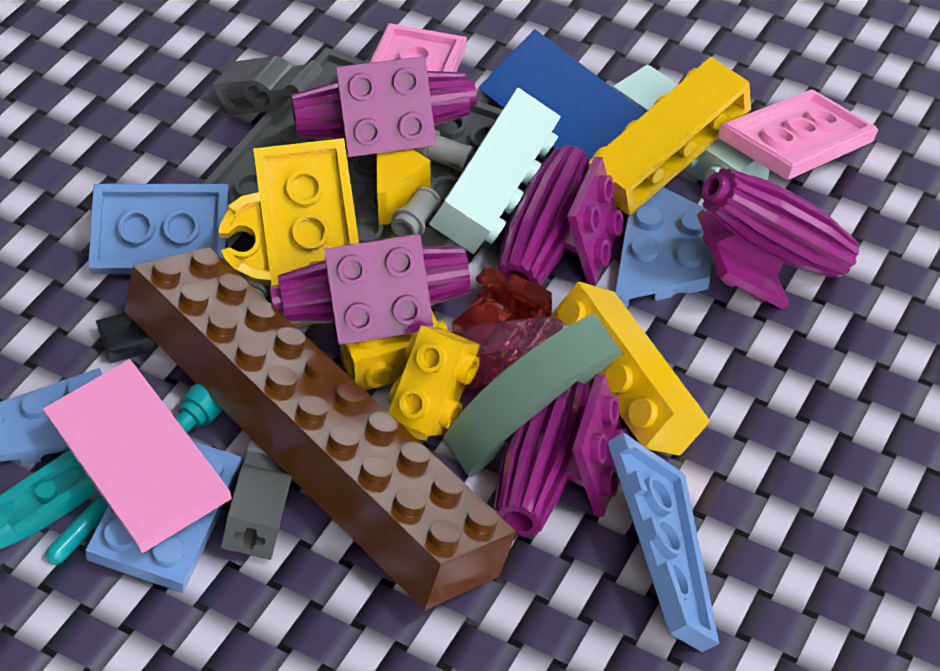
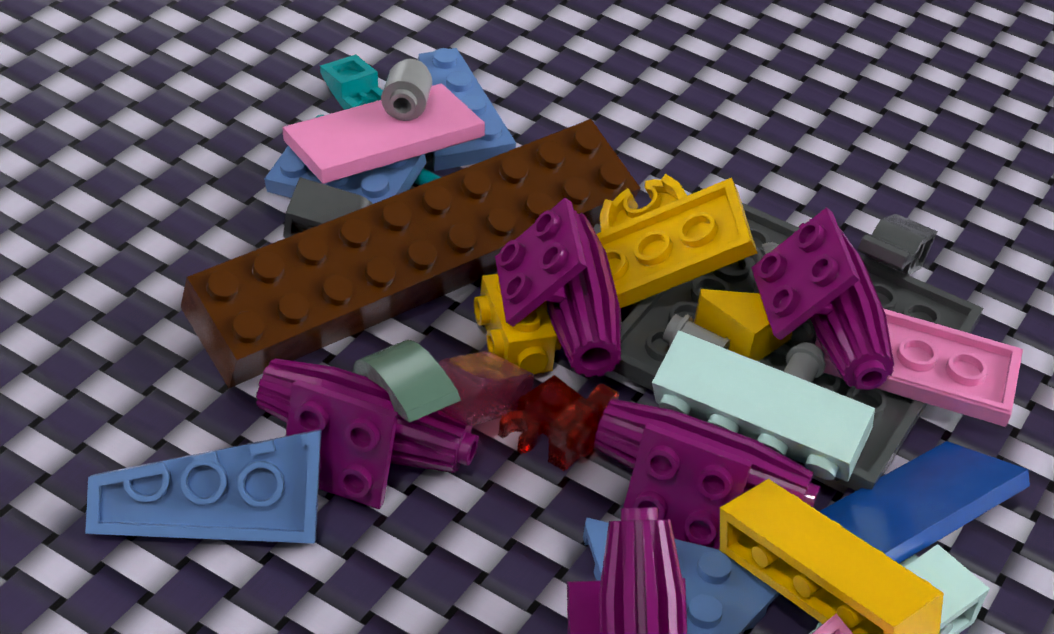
camera: 90 degrees right, 5 degrees down
(92, 416) = (407, 90): none -> light grey brick
(153, 222) = (688, 154): medium blue plate -> none
(433, 381) = (450, 321): yellow brick -> none
(648, 390) = (454, 495): yellow brick -> none

